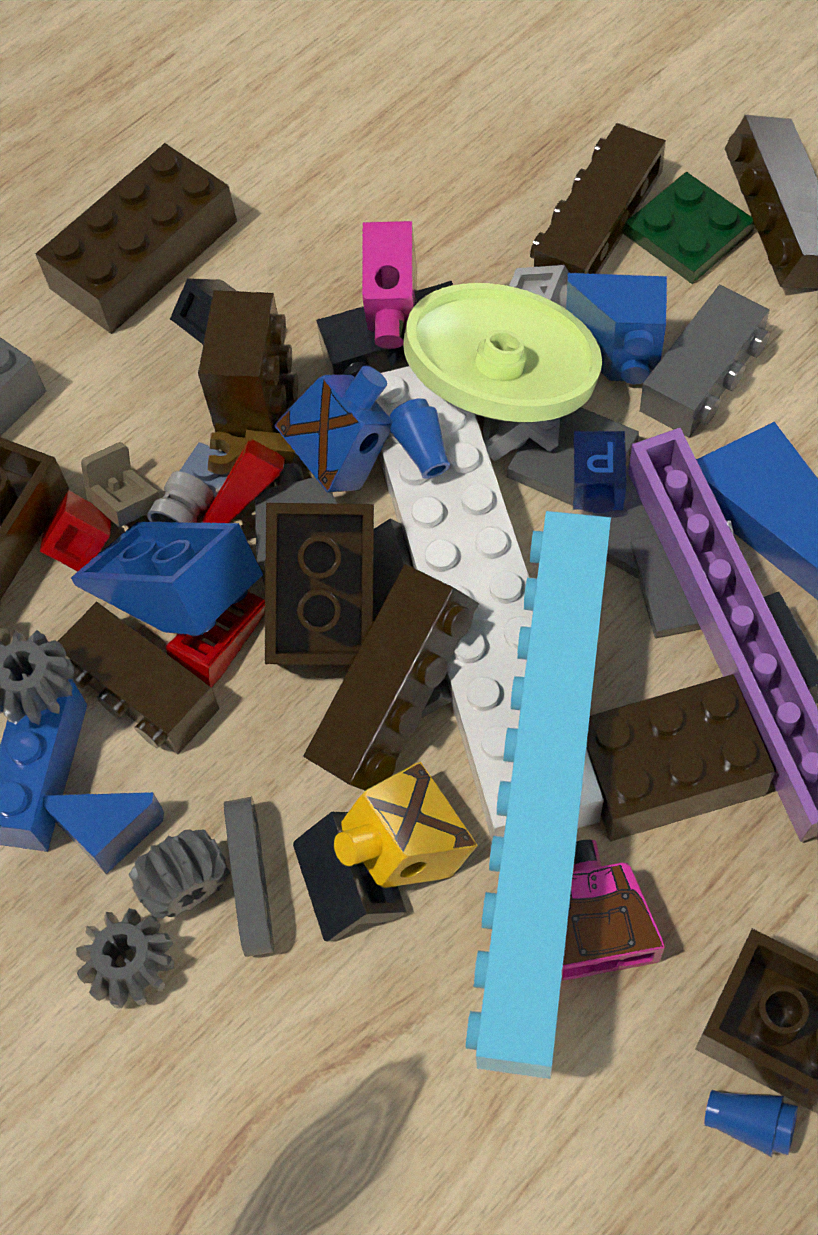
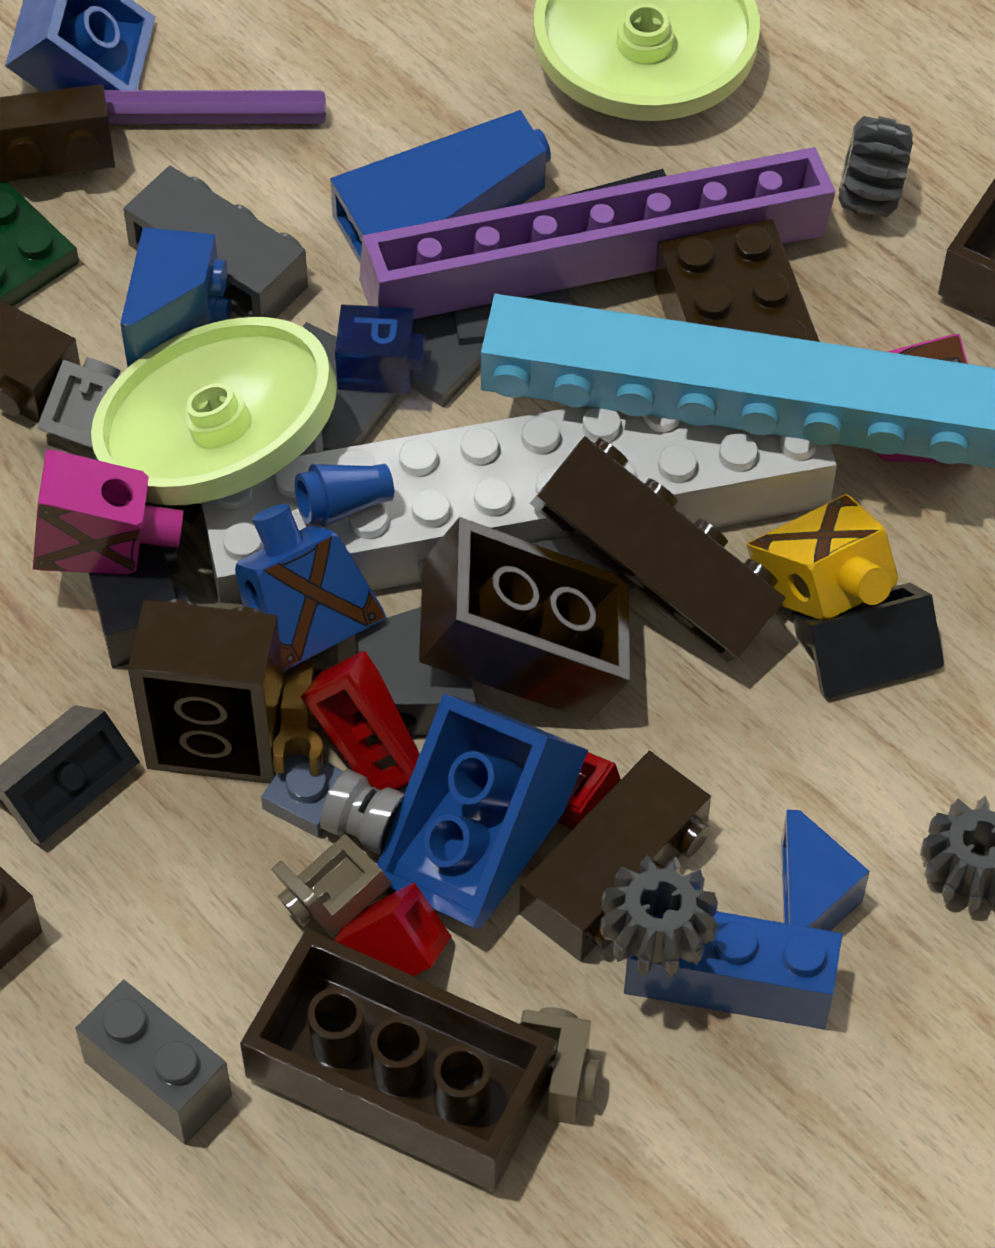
camera: 95 degrees left, 5 degrees down
(179, 873) = (884, 785): dark grey gear -> none
(248, 877) = (873, 730): dark grey beam -> none

